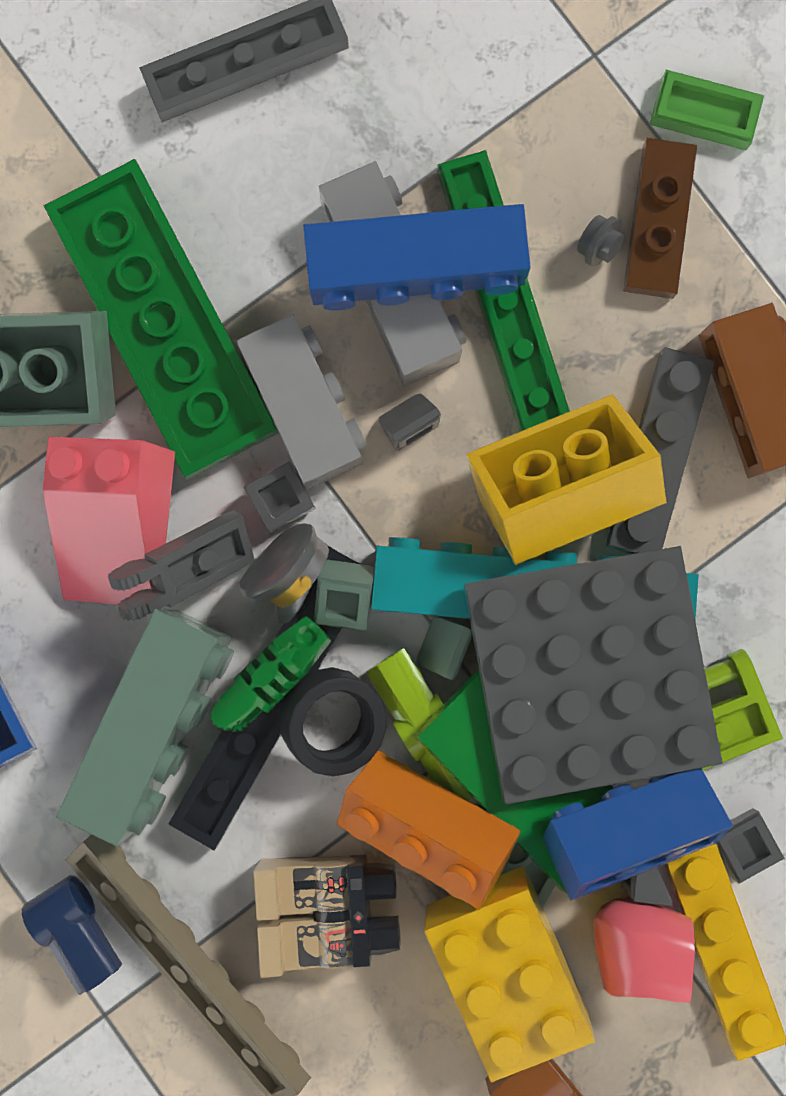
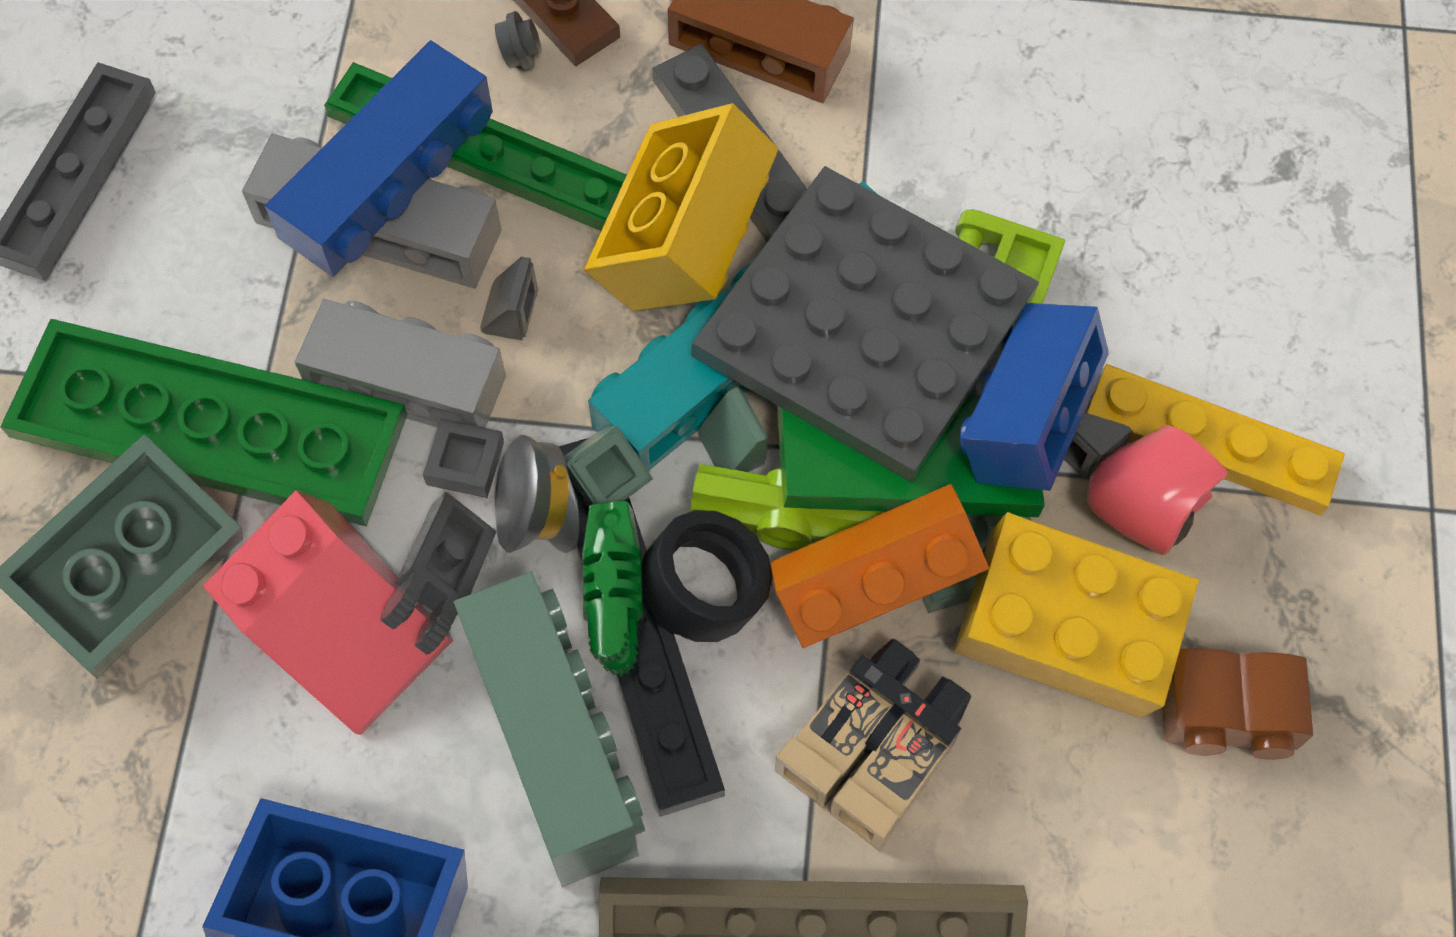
camera: 50 degrees left, 20 degrees down
(748, 846) = (1139, 346): dark grey tile -> none

